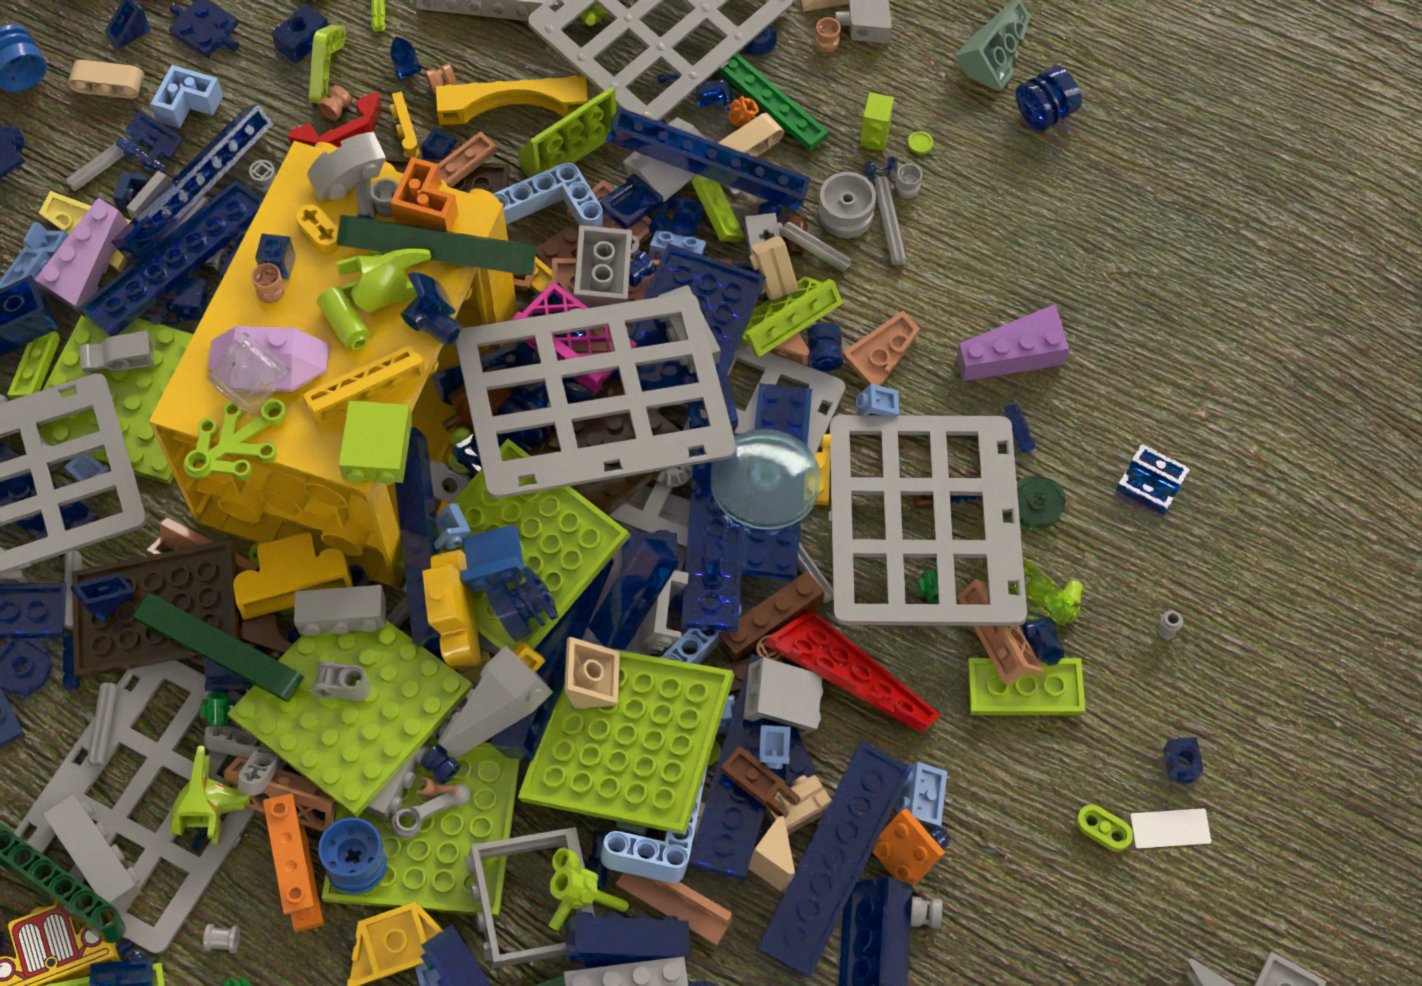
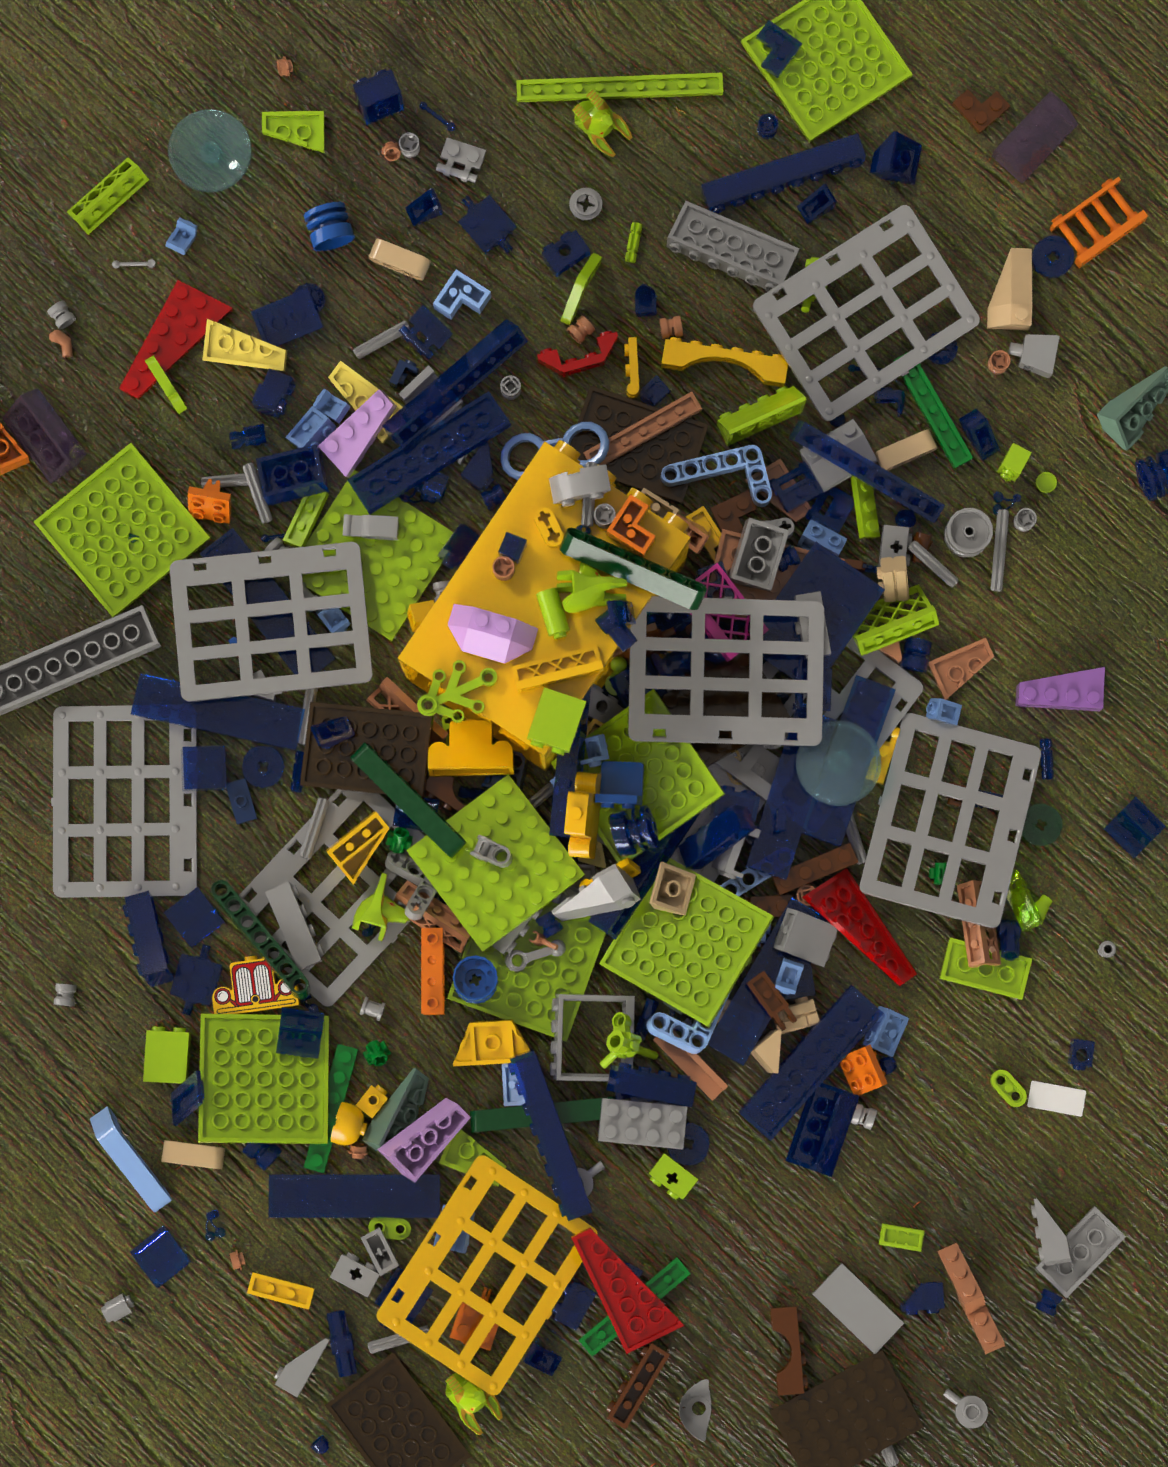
camera: 15 degrees right, 20 degrees up
(162, 727) = (358, 845): none -> yellow wedge
(248, 374) = (476, 647): clear slope -> none
(340, 610) = (501, 796): light grey brick -> none
(742, 111) = (908, 422): orange gear -> none
(828, 107) = (979, 434): none -> clear blue slope

